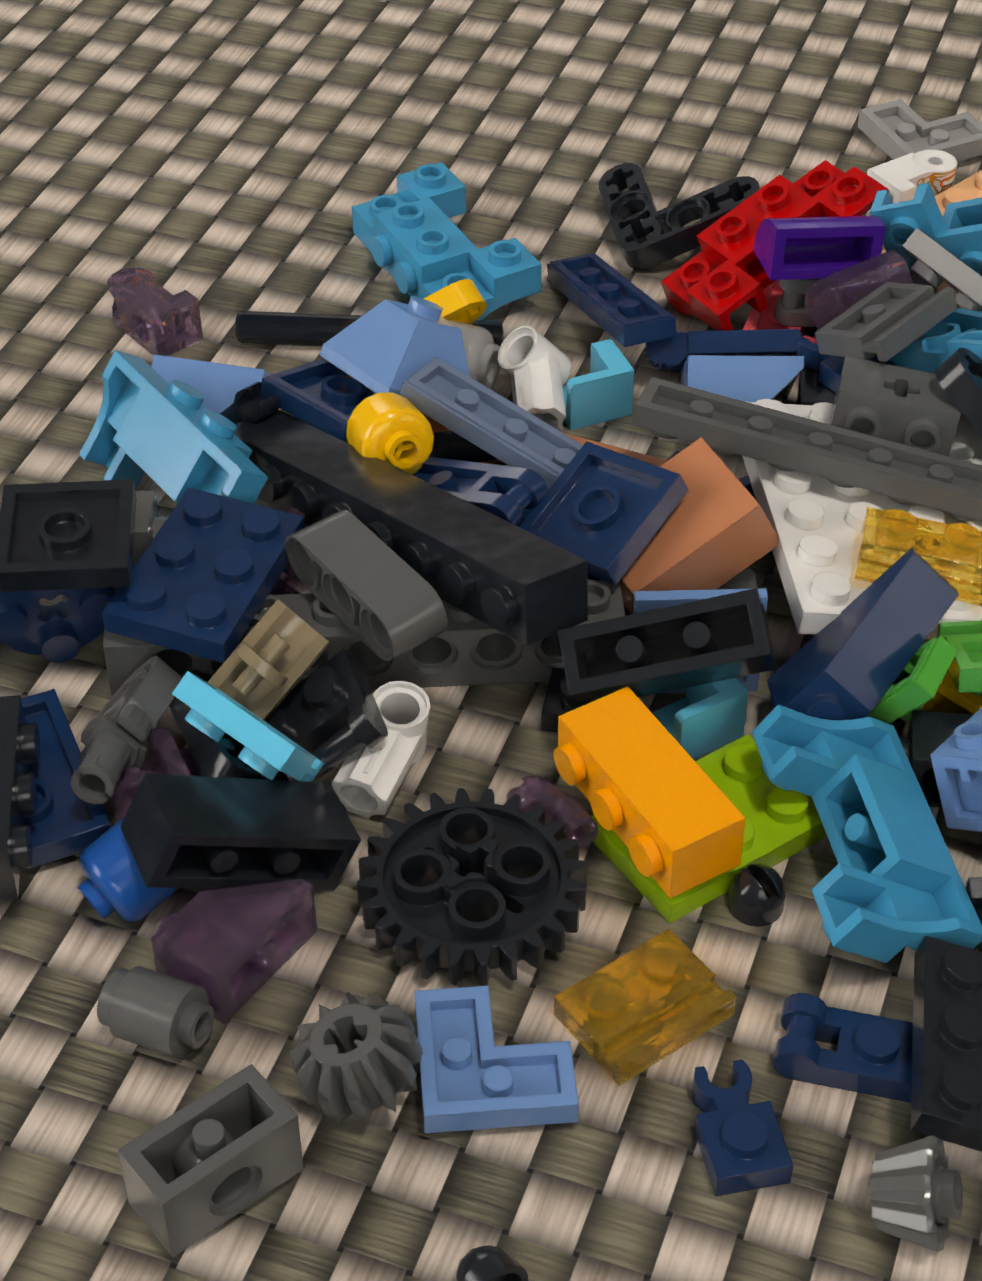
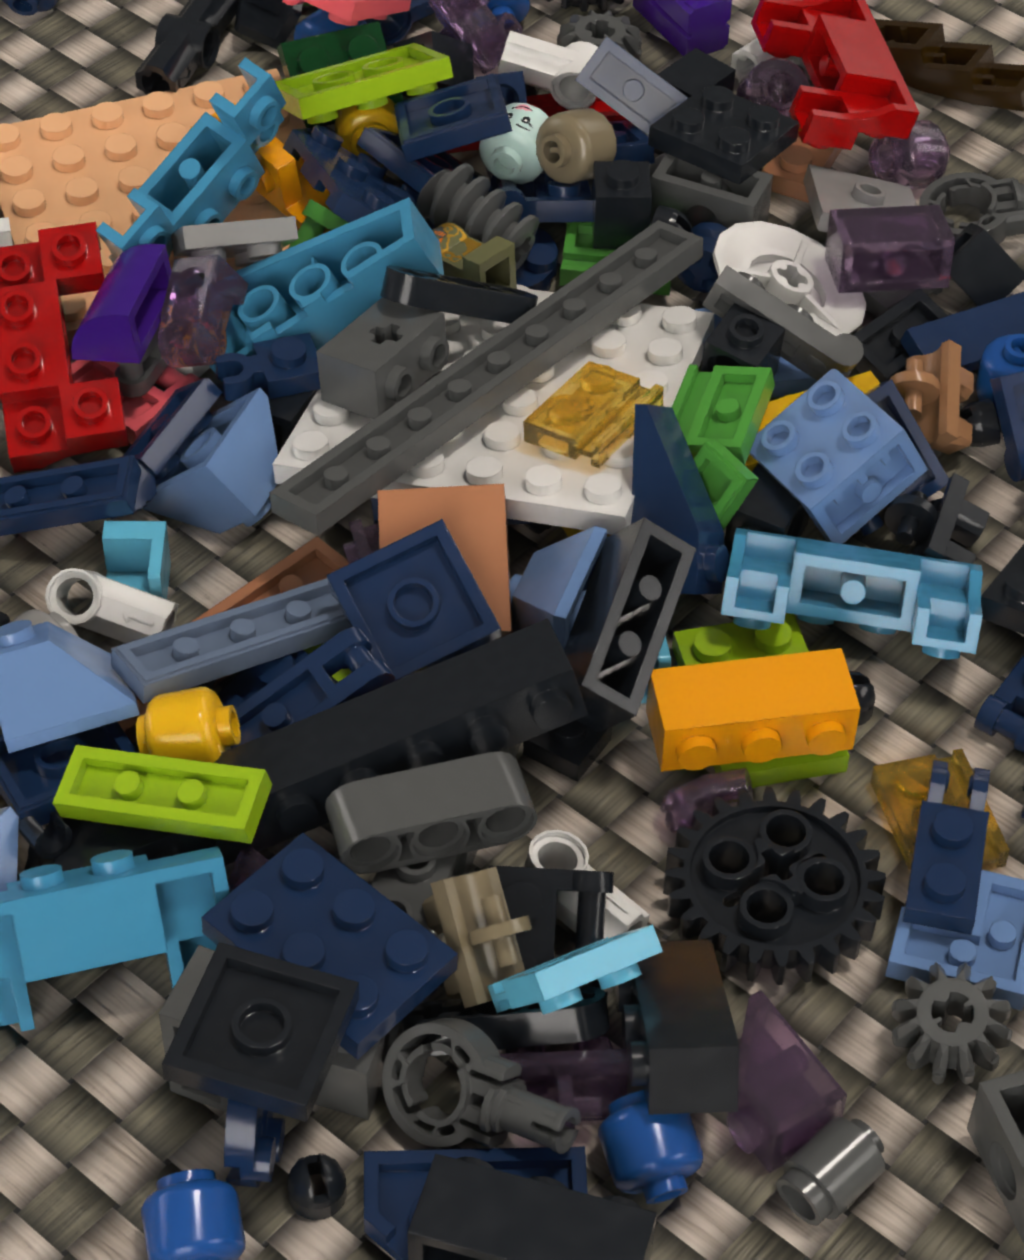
camera: 70 degrees left, 5 degrees up
(27, 677) = (300, 1188): none -> black hinge
(299, 430) = (163, 793): none -> lime plate
(572, 997) = (948, 855): none -> dark blue hinge
(885, 321) = (284, 306): dark grey plate -> none

